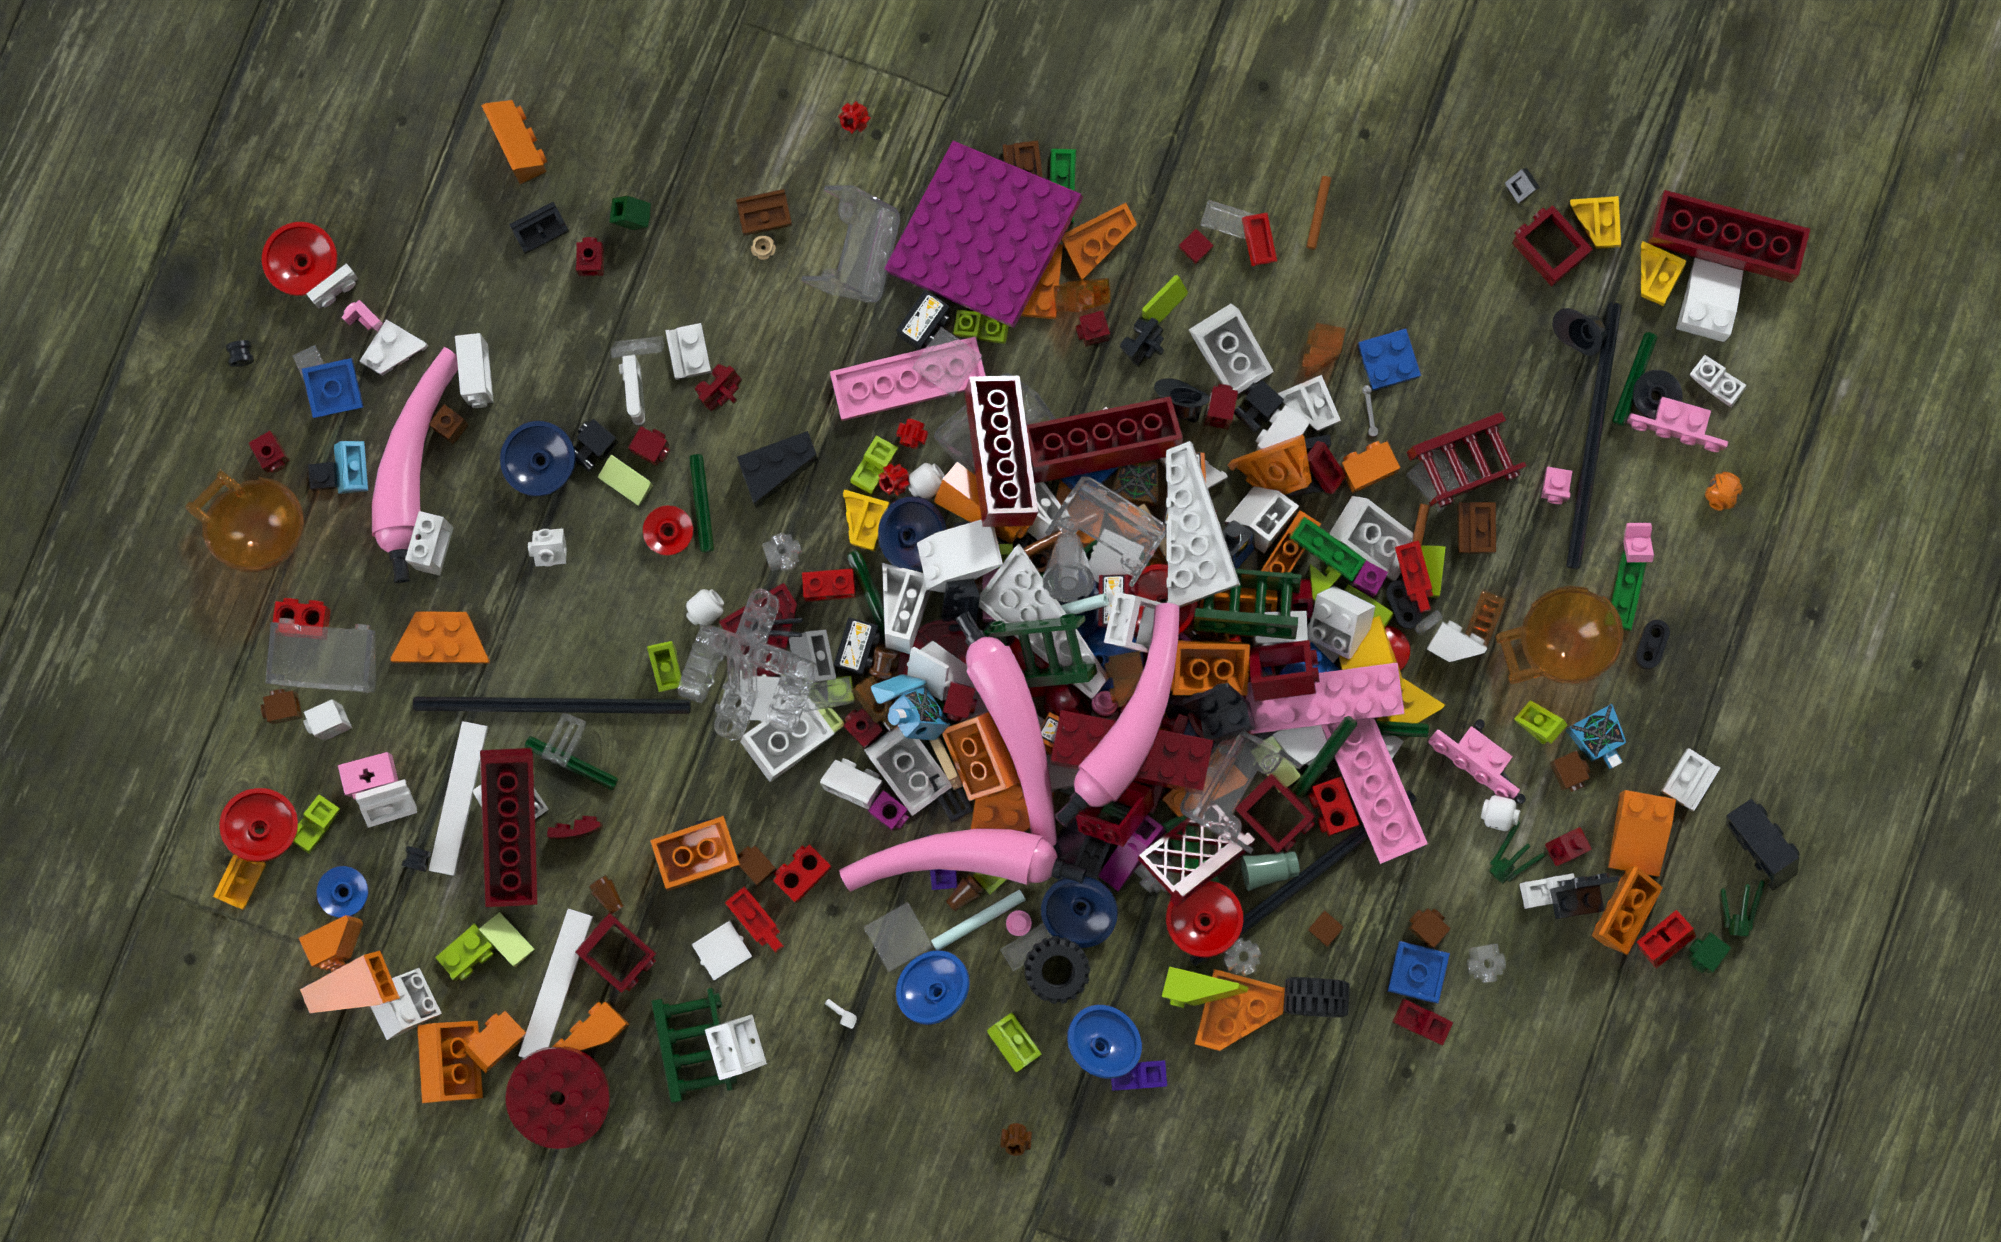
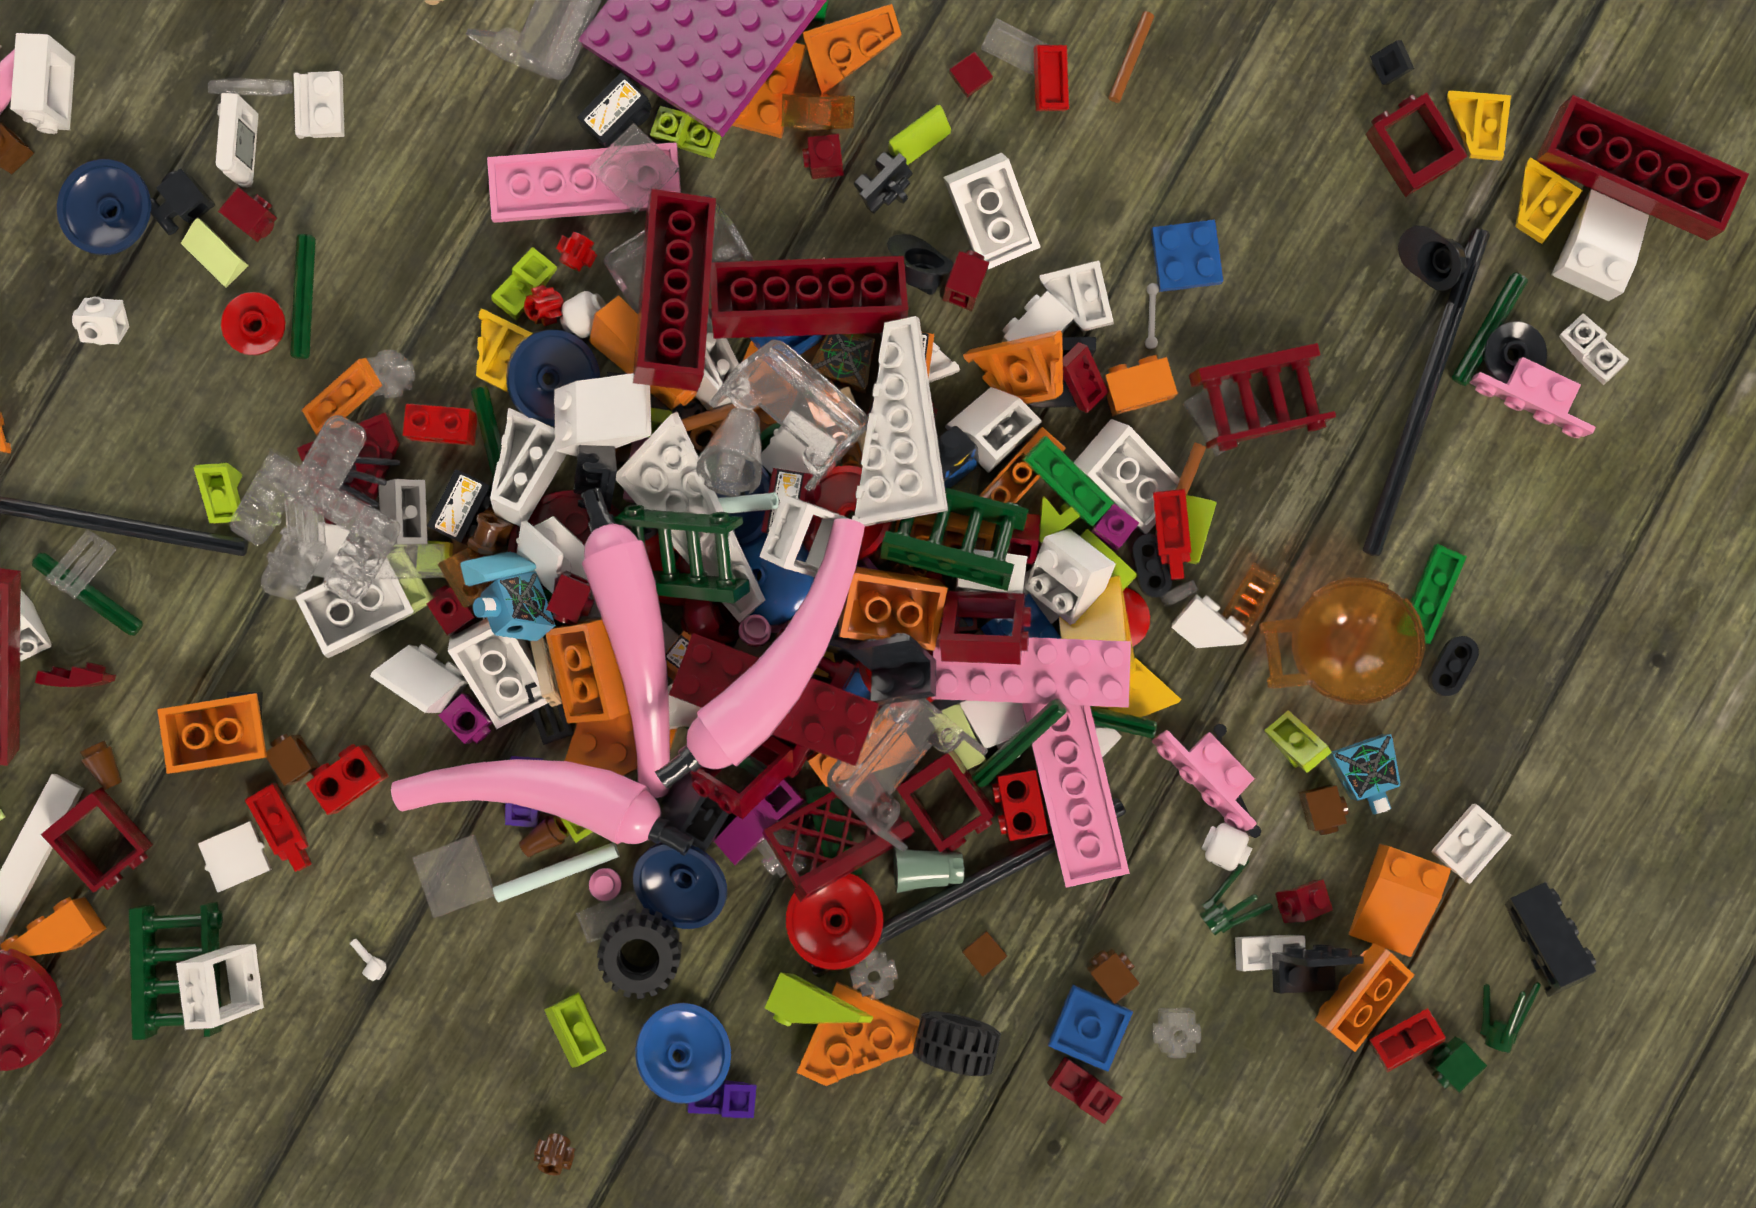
camera: 10 degrees right, 5 degrees up
(704, 607) = (282, 427): white head -> none
(721, 389) = (348, 157): dark red hips -> none
(749, 576) = (342, 394): none -> orange tile
(776, 465) = (400, 263): black wedge -> none
(927, 977) = (471, 940): blue dish -> none
(1125, 674) = (783, 597): clear orange slope -> none
(1262, 402) = (1018, 283): black brick -> none
(1325, 347) = (1110, 226): clear orange slope -> none
(1477, 527) = (1259, 484): reddish brown plate -> none
(1556, 485) = (1368, 447): bright pink bracket -> none
(1638, 542) = (1458, 536): bright pink bracket -> none
(1723, 491) = (1577, 488): orange head -> none

